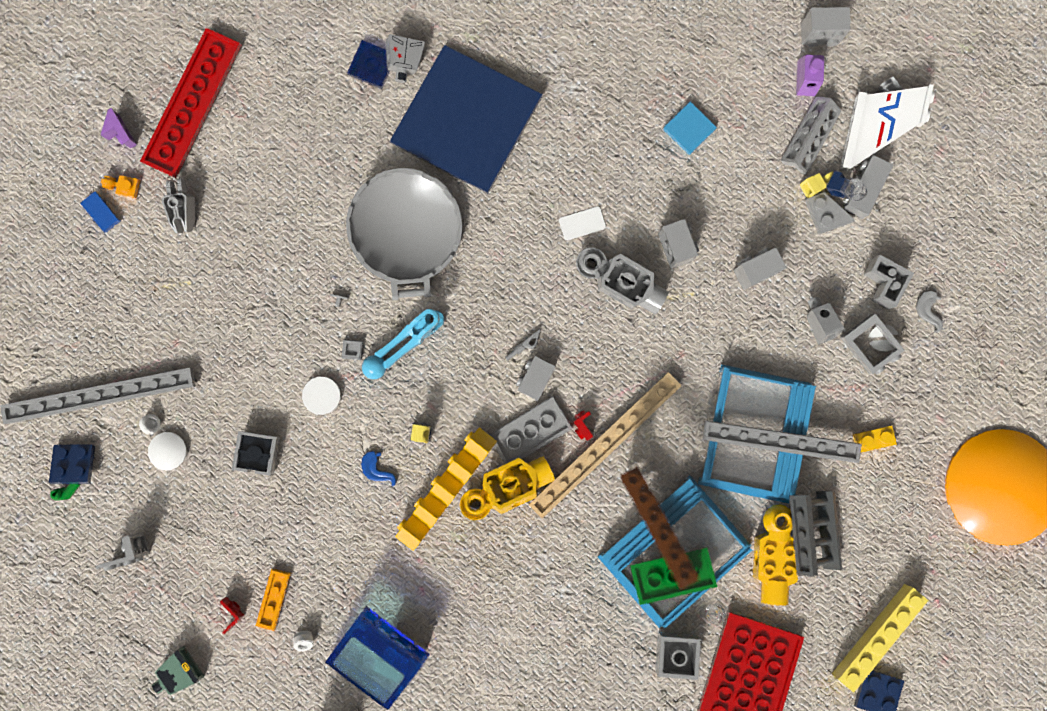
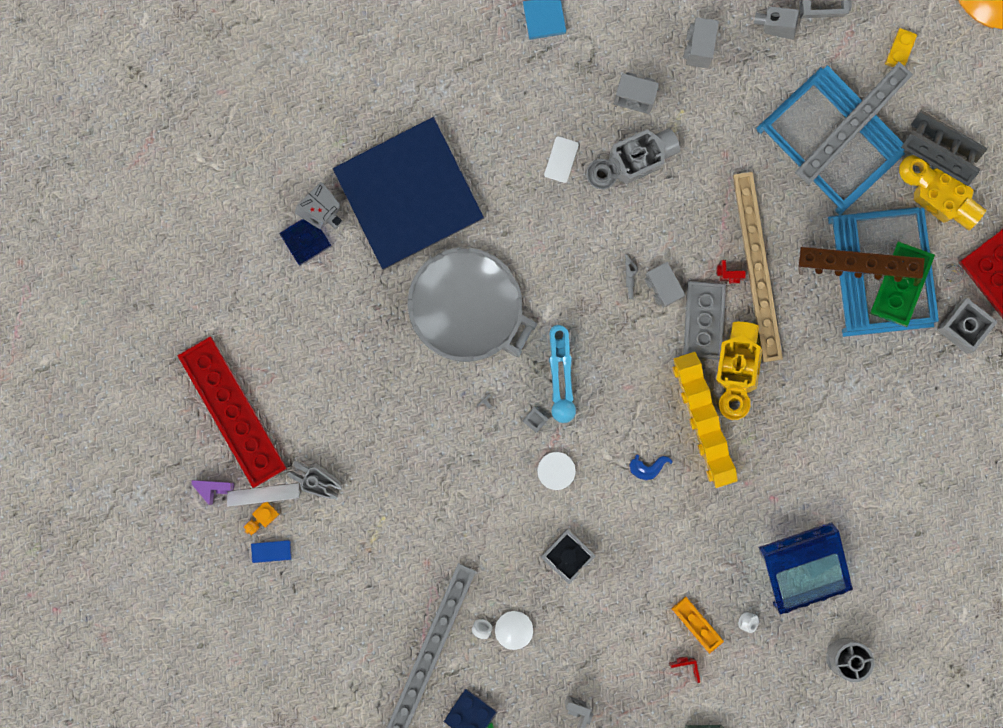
camera: 55 degrees left, 0 degrees up
(140, 173) = (263, 494): none -> white sticker
(421, 433) = (644, 409): light yellow leg -> none

